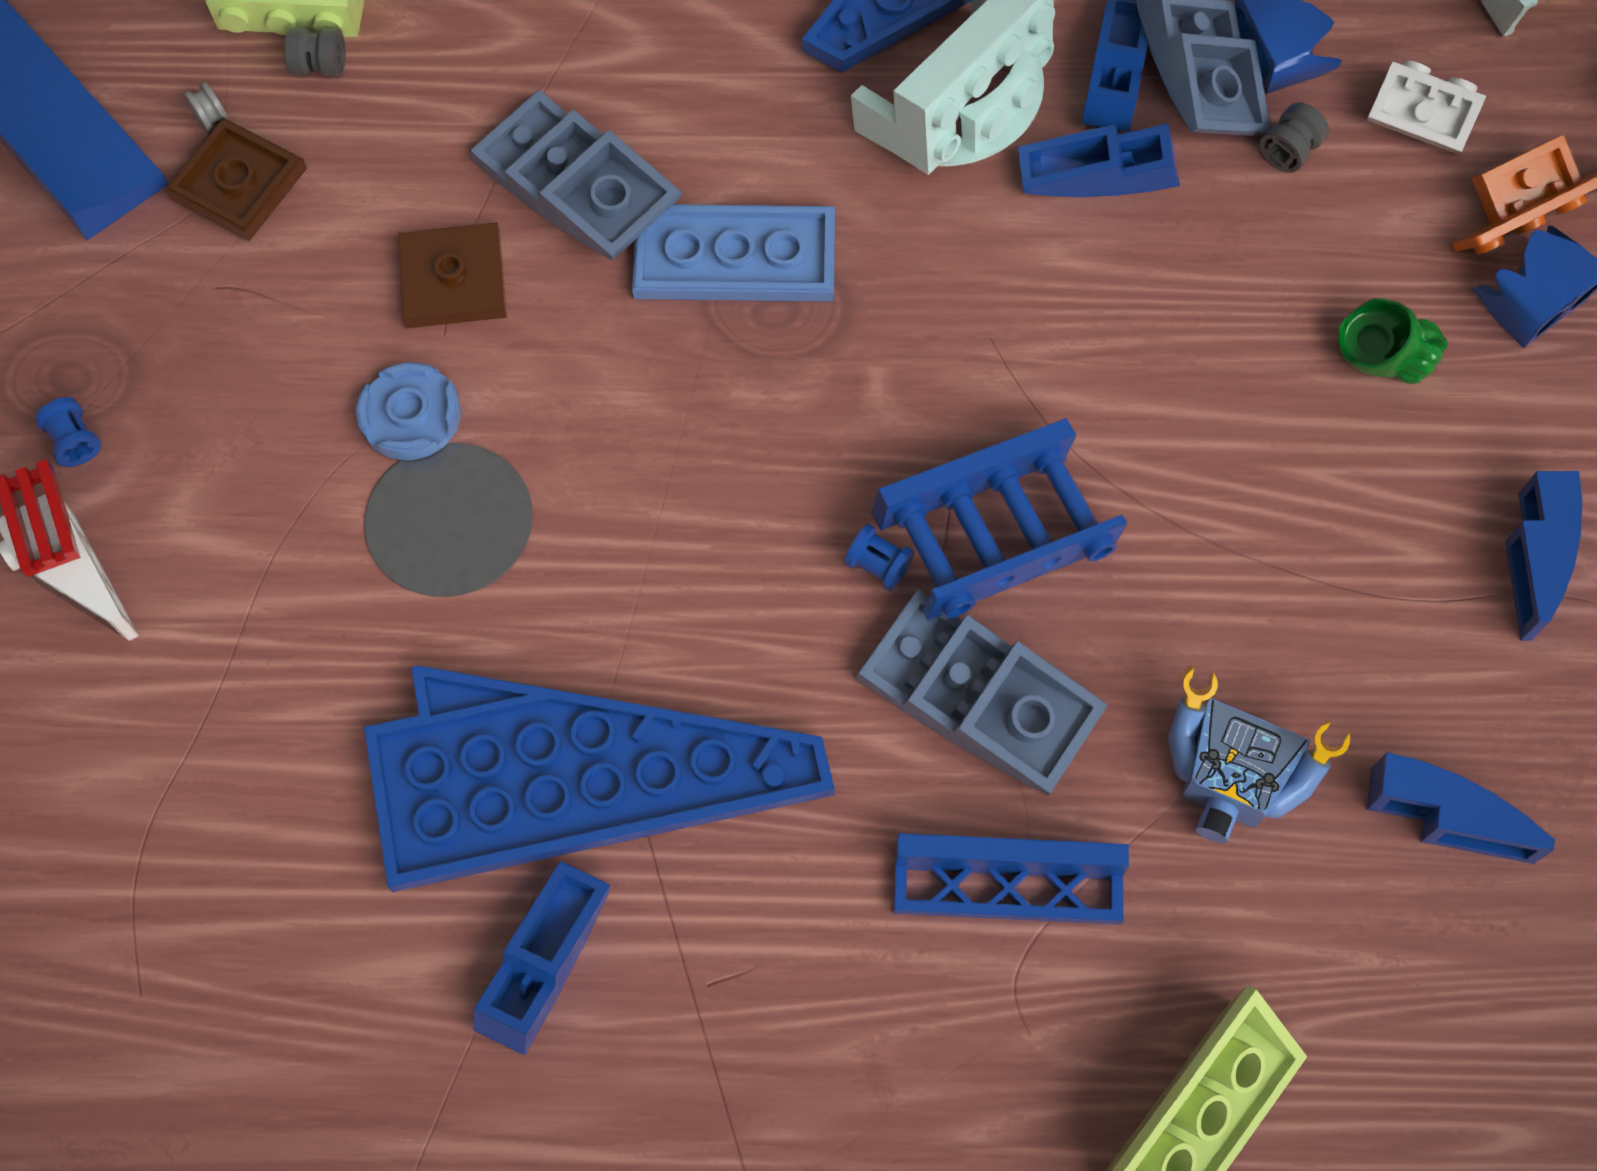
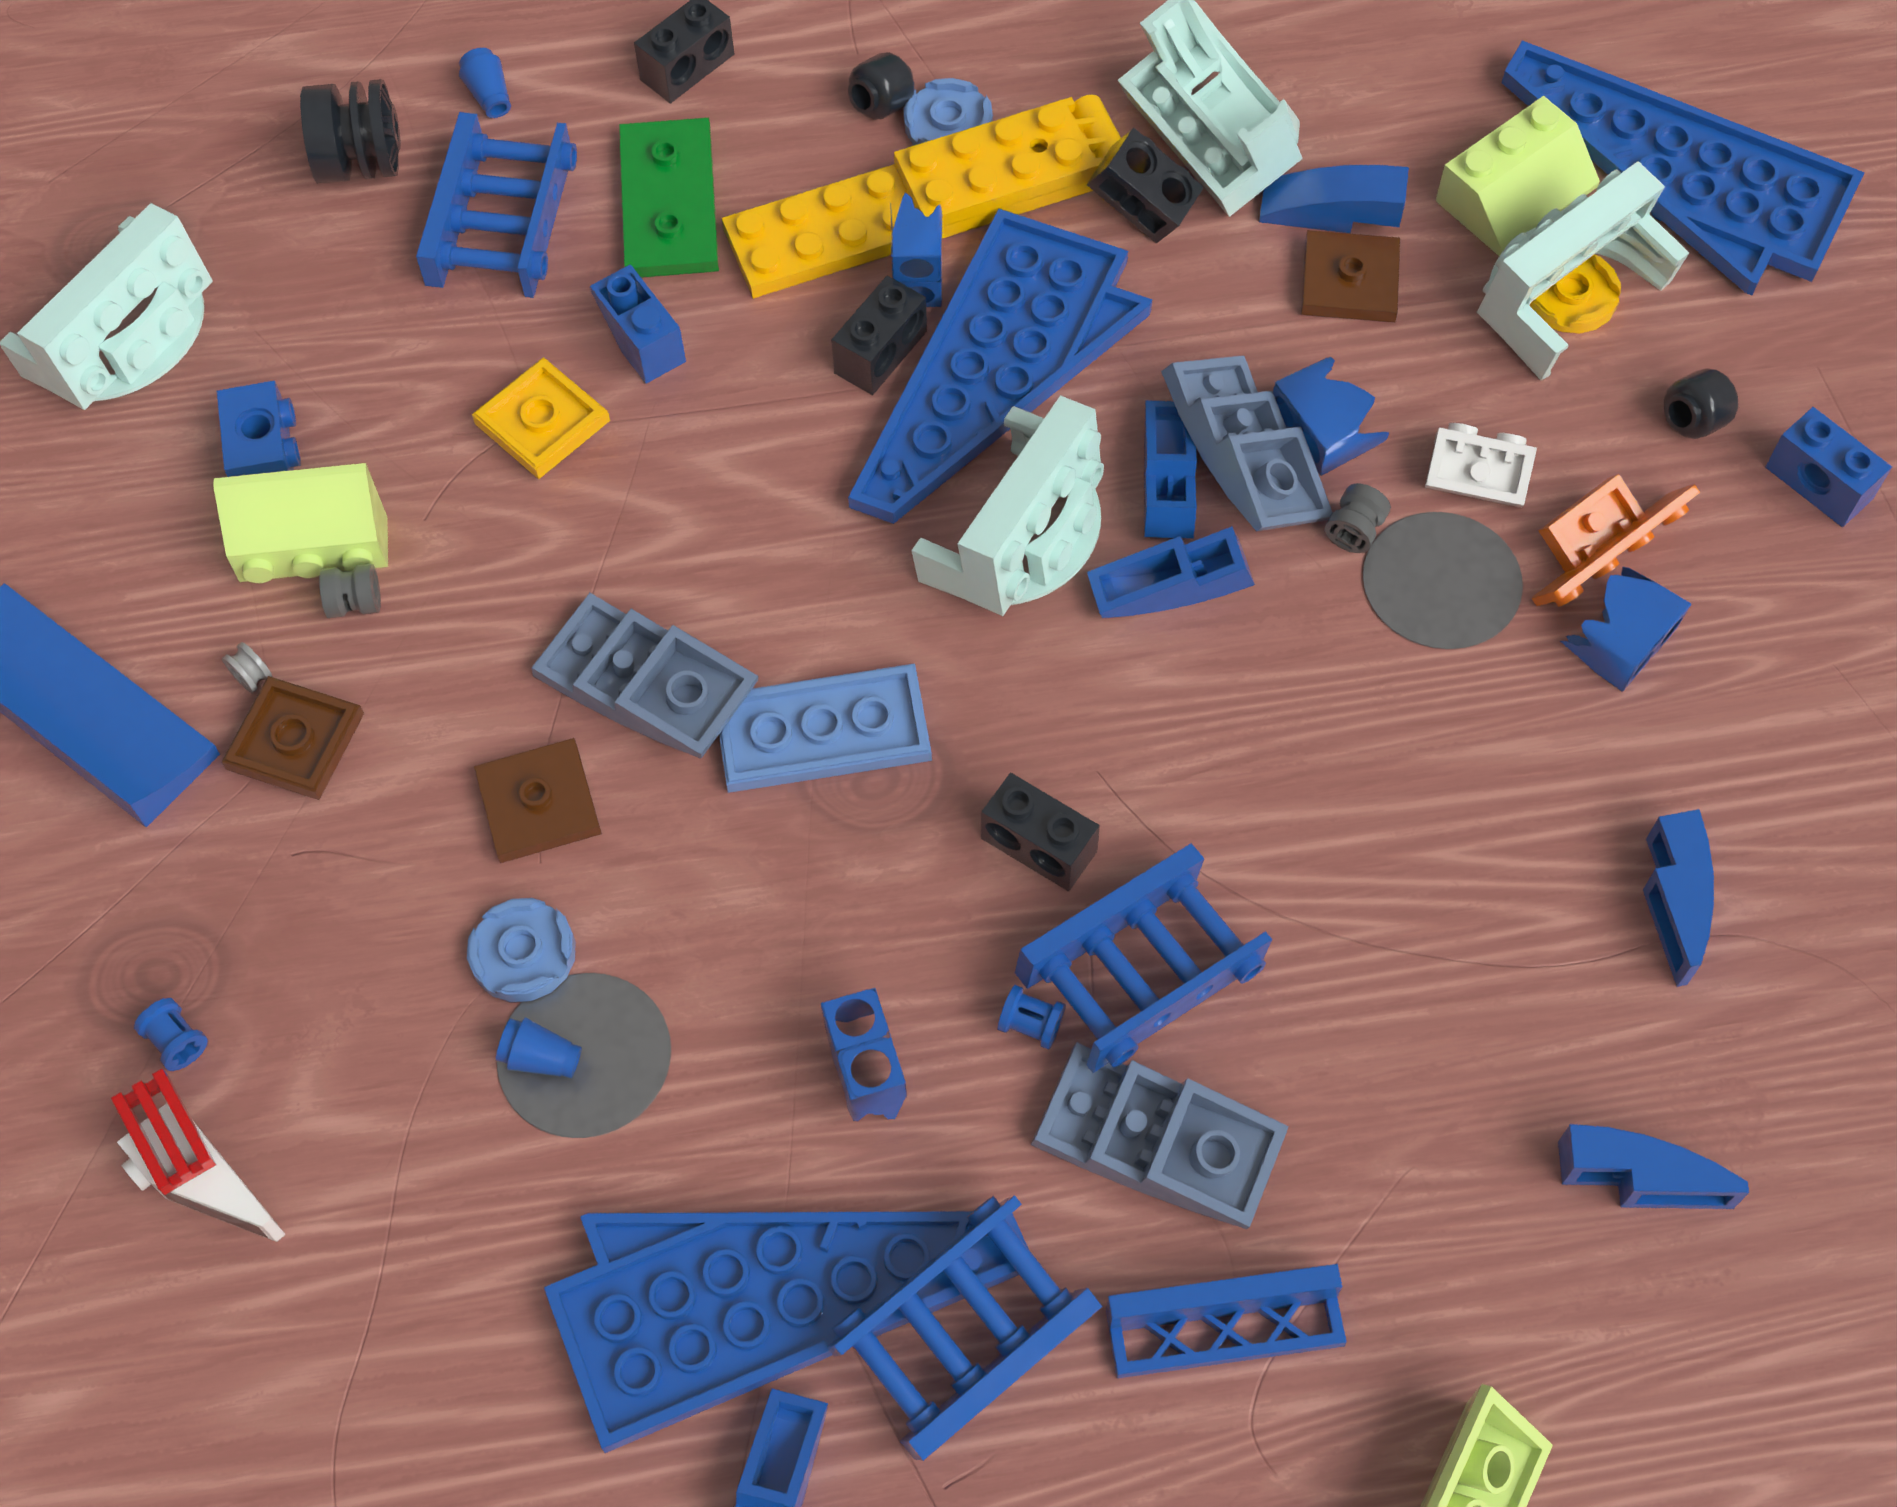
camera: 10 degrees left, 5 degrees down
(402, 505) = (535, 1049): none -> blue cone
(724, 606) = (863, 1100): none -> blue piece
(751, 891) = (1017, 1347): none -> blue fence
(922, 383) = (1039, 831): none -> black brick
(1240, 762) = (1430, 1160): torso -> none
(1366, 212) = (1442, 580): none -> flat silver sticker
(1390, 341) = (1492, 710): green hair -> none

